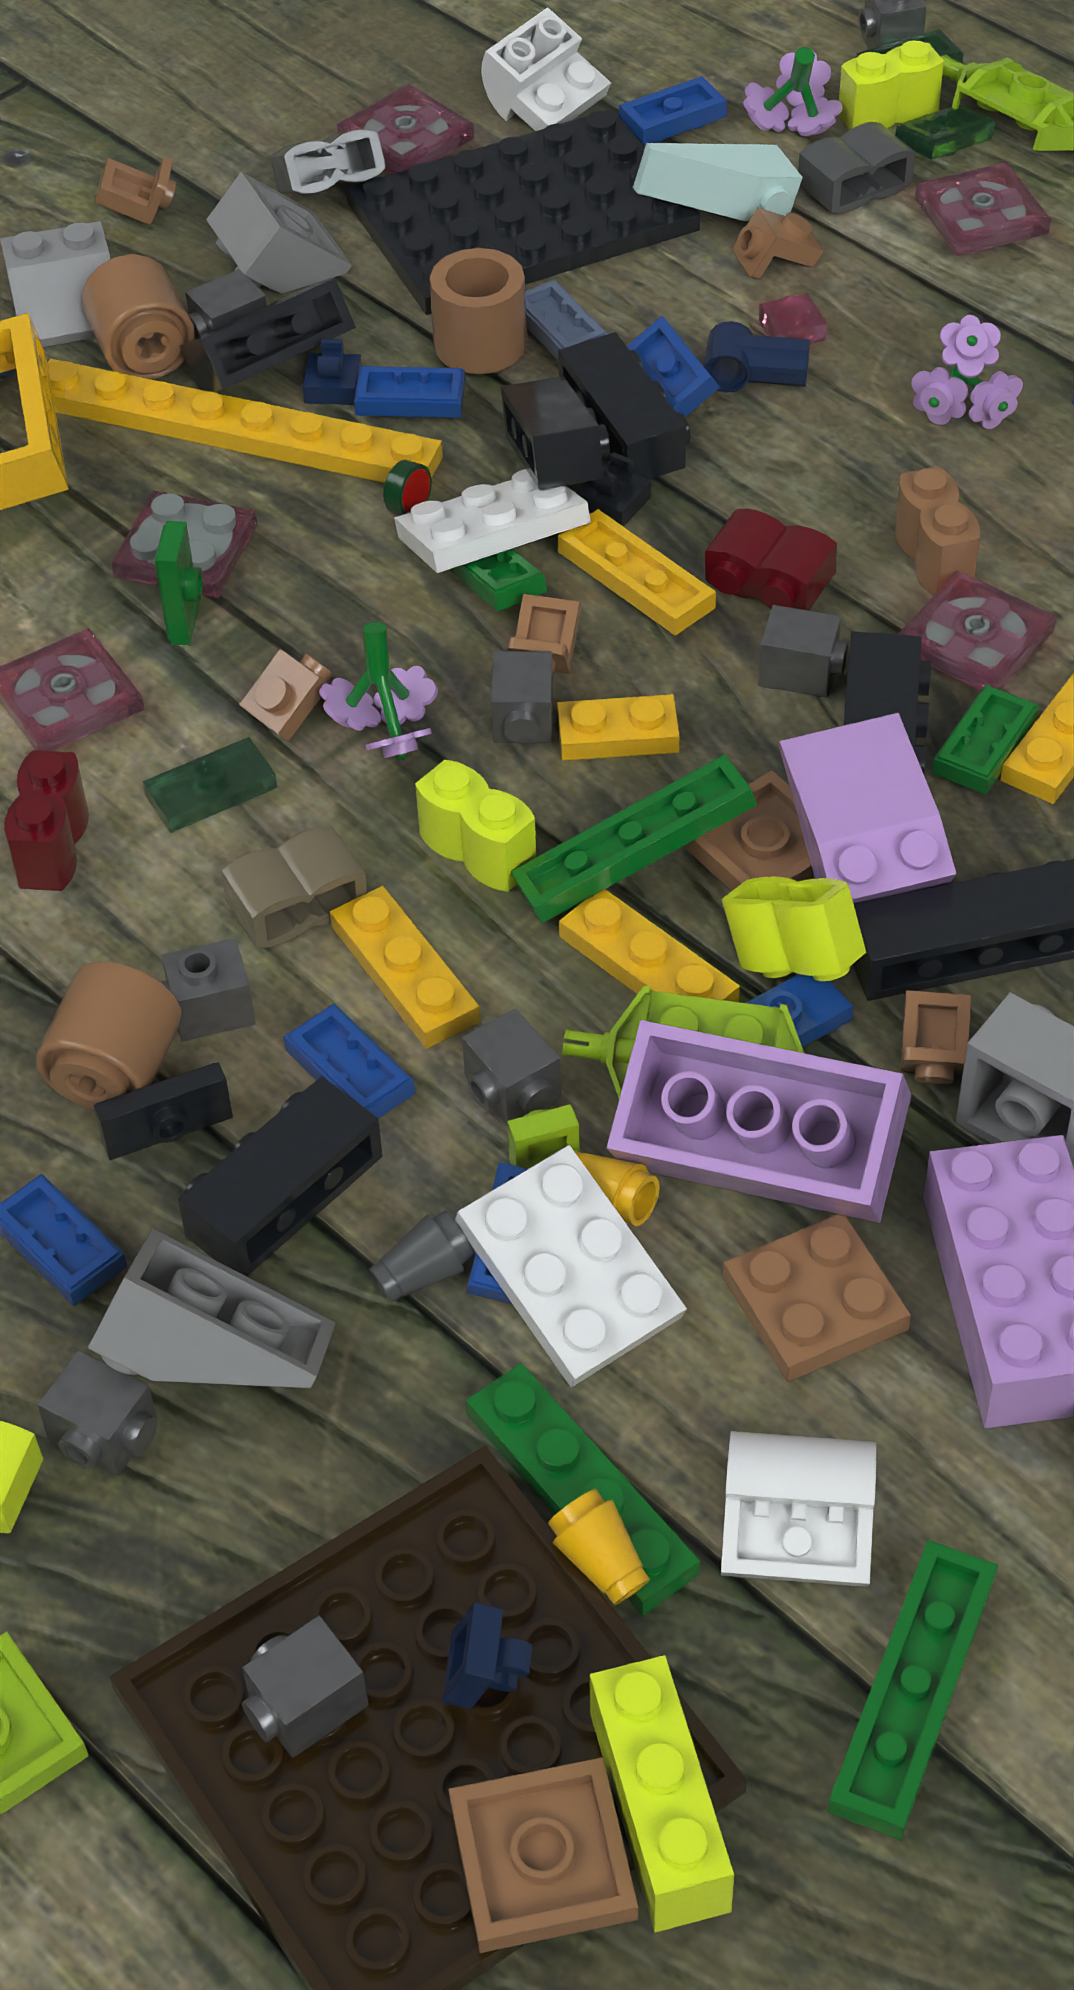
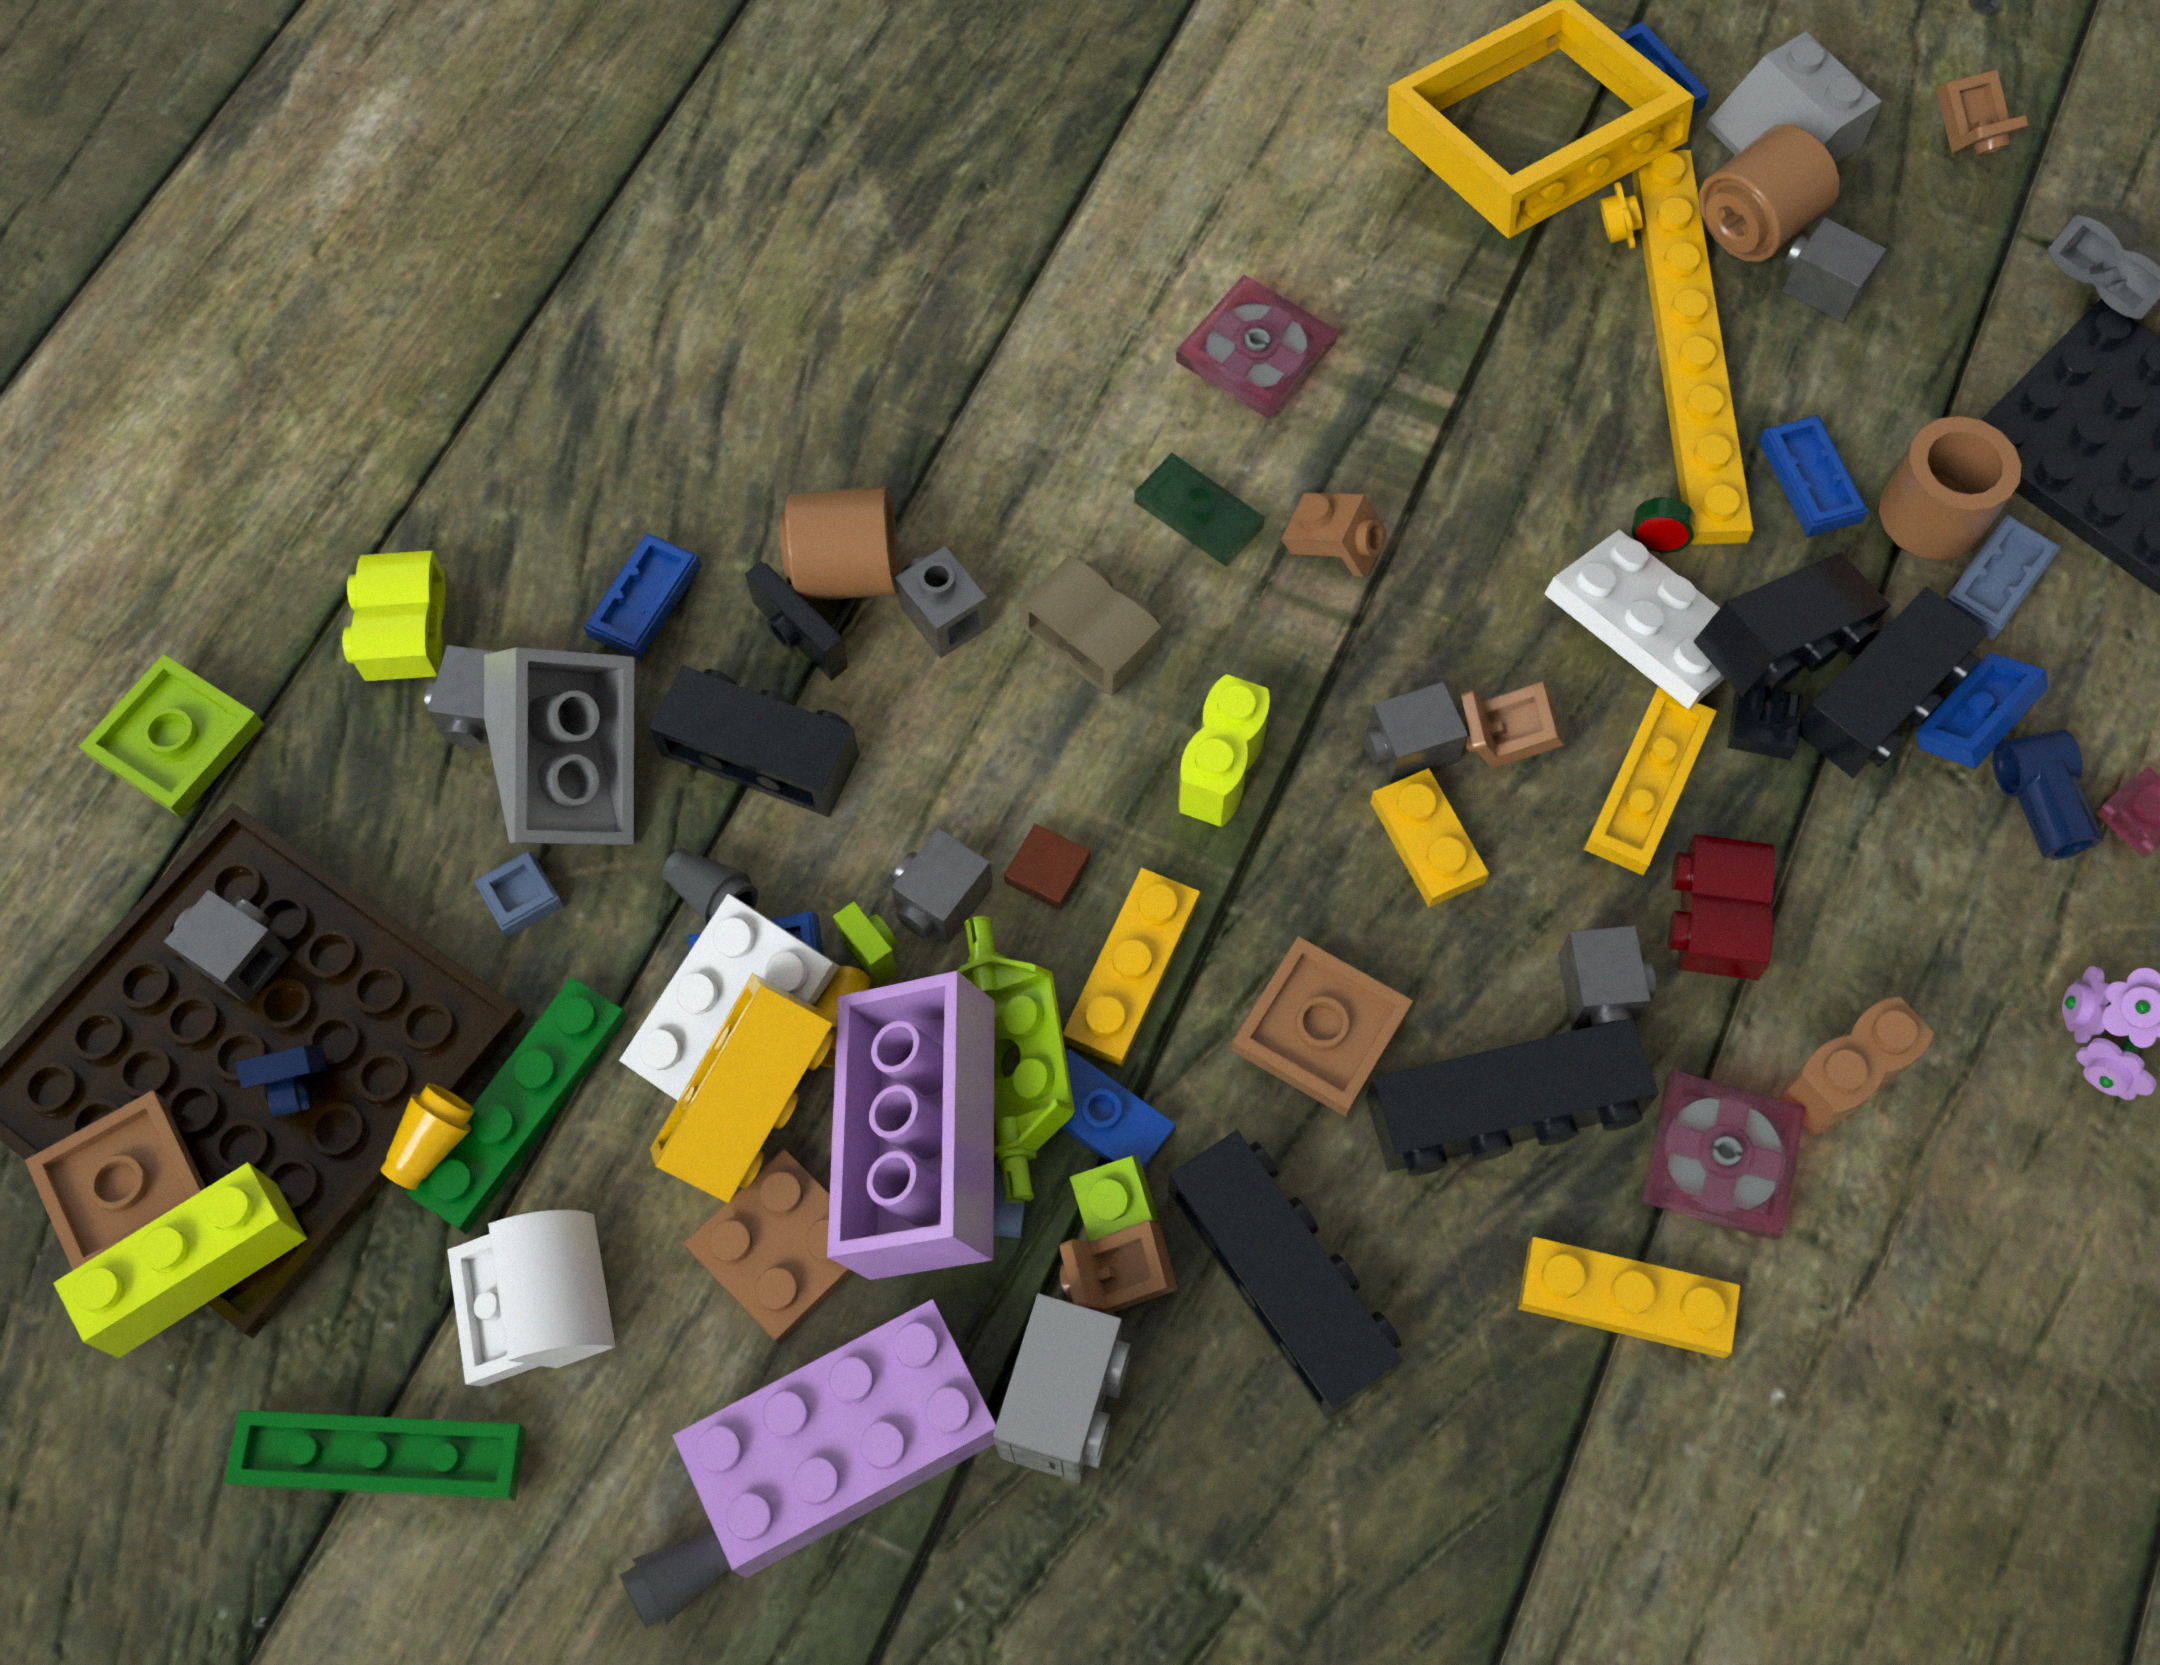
camera: 70 degrees right, 15 degrees up
(46, 820) = (1085, 395): dark red brick -> none
(90, 418) = (1621, 216): none -> yellow plate
(178, 582) = (1409, 374): green plate -> none
(215, 537) = (1500, 365): piece -> none
(267, 336) = (1808, 315): black brick -> none
(274, 238) = (1977, 267): light grey slope -> none
(331, 375) = (1803, 395): dark blue tile -> none
(343, 1437) = (518, 893): none -> sand blue tile
(350, 1060) = (903, 749): blue plate -> none
(399, 696) = (1336, 587): lavender plant -> none
(405, 967) = (1043, 754): yellow plate -> none
(502, 578) = (1571, 660): green plate -> none
(525, 987) = (1047, 867): none -> copper tile
(633, 838) = (1257, 899): green plate -> none
(666, 1248) = (742, 1089): none -> yellow brick
(794, 927) = (1184, 1084): neon yellow brick -> none
(867, 809) = (1350, 1108): lavender slope -> none
(868, 1025) = (1113, 1197): none -> lime plate
(985, 739) = (1565, 1208): green plate -> none

